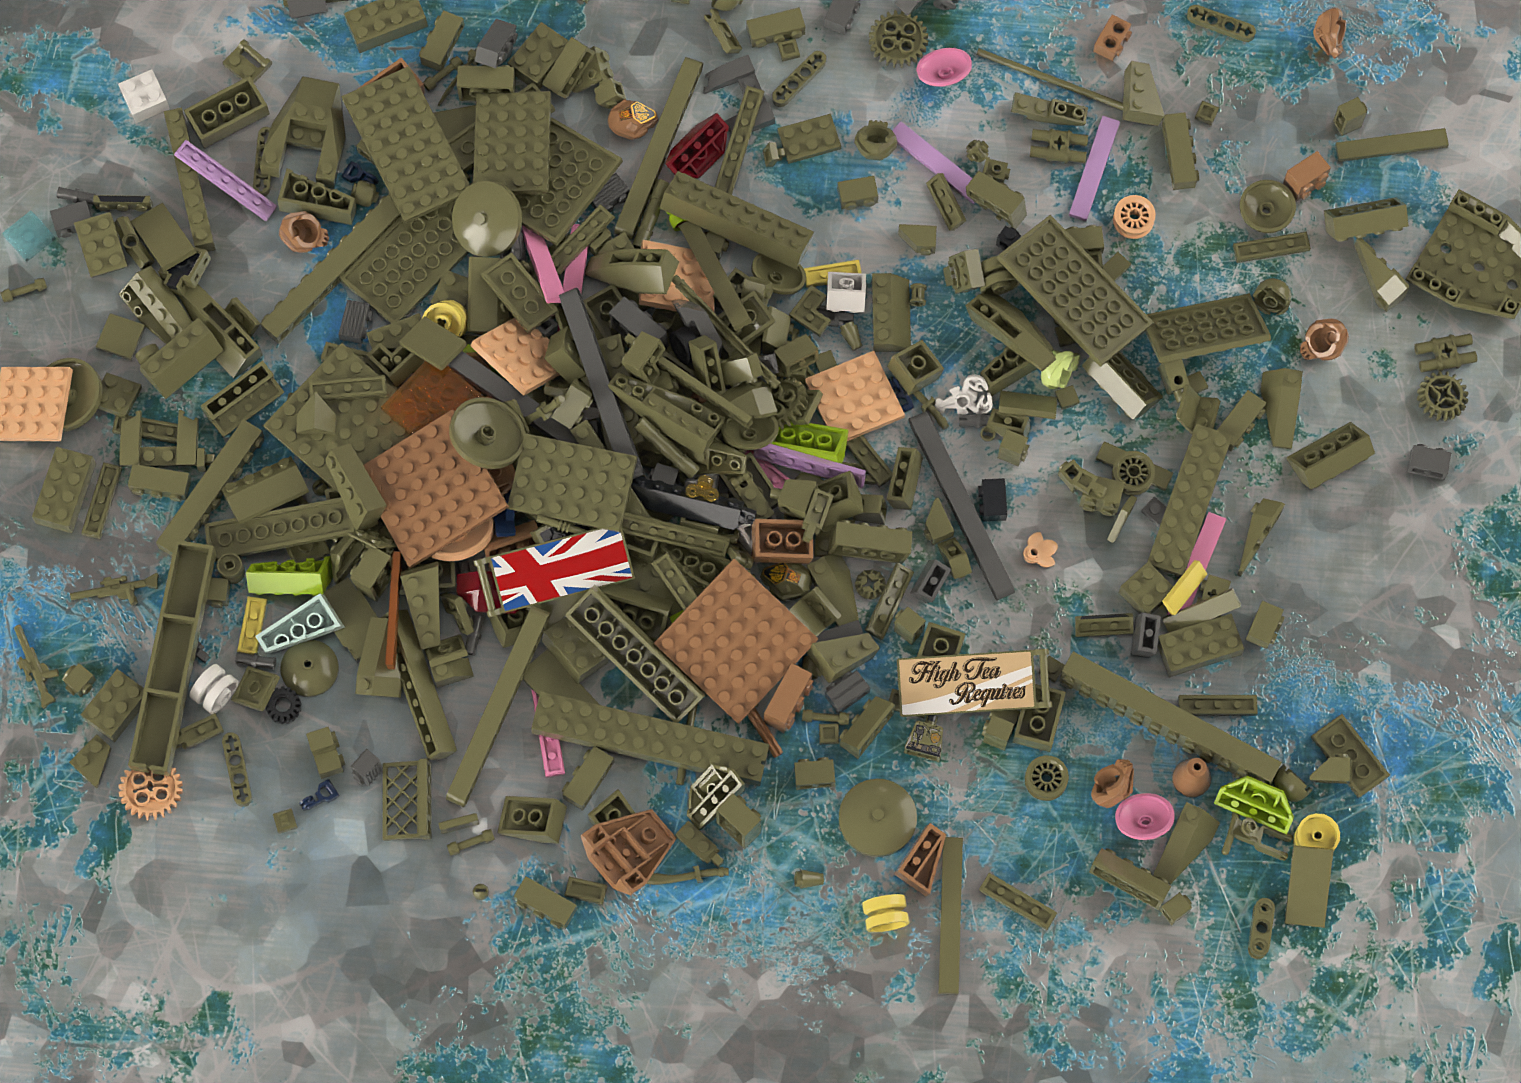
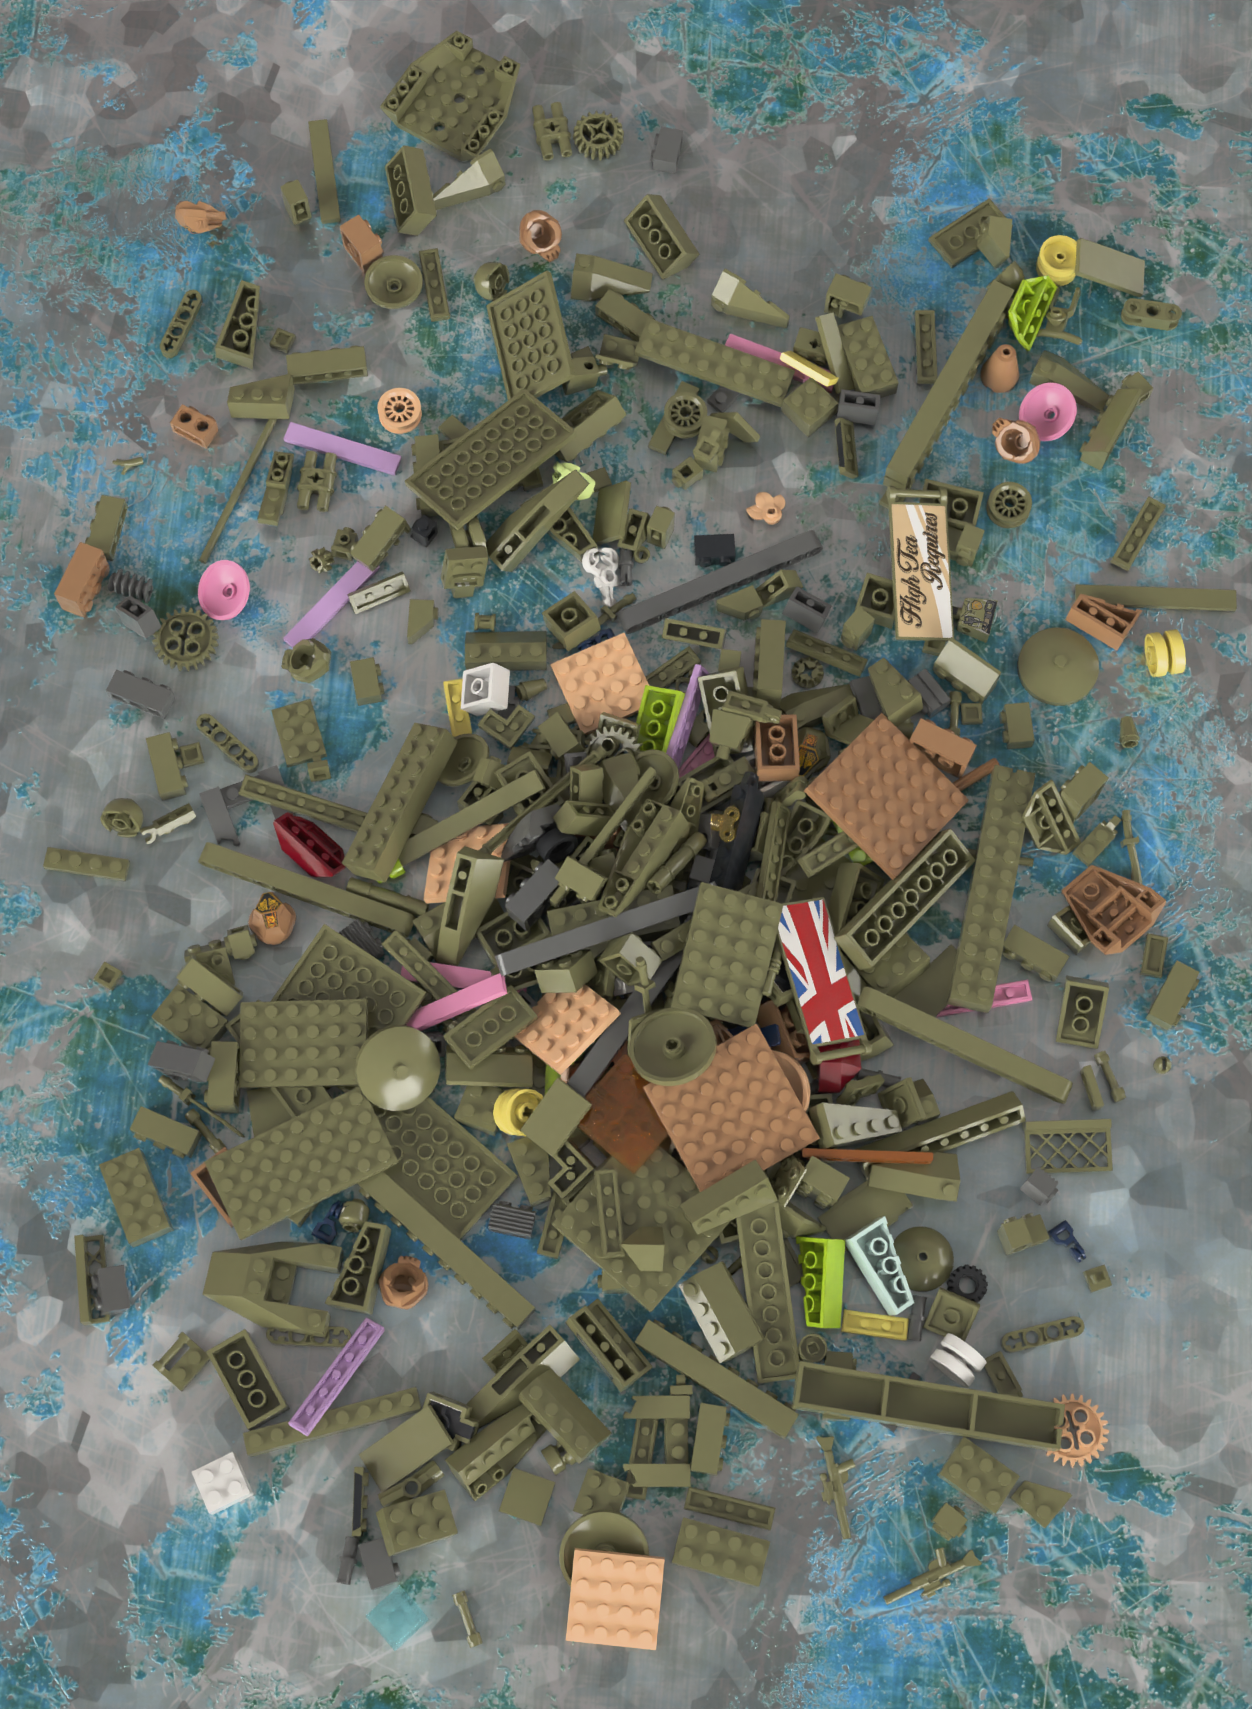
camera: 90 degrees left, 0 degrees up
(1212, 72) = (239, 331): none -> olive wedge

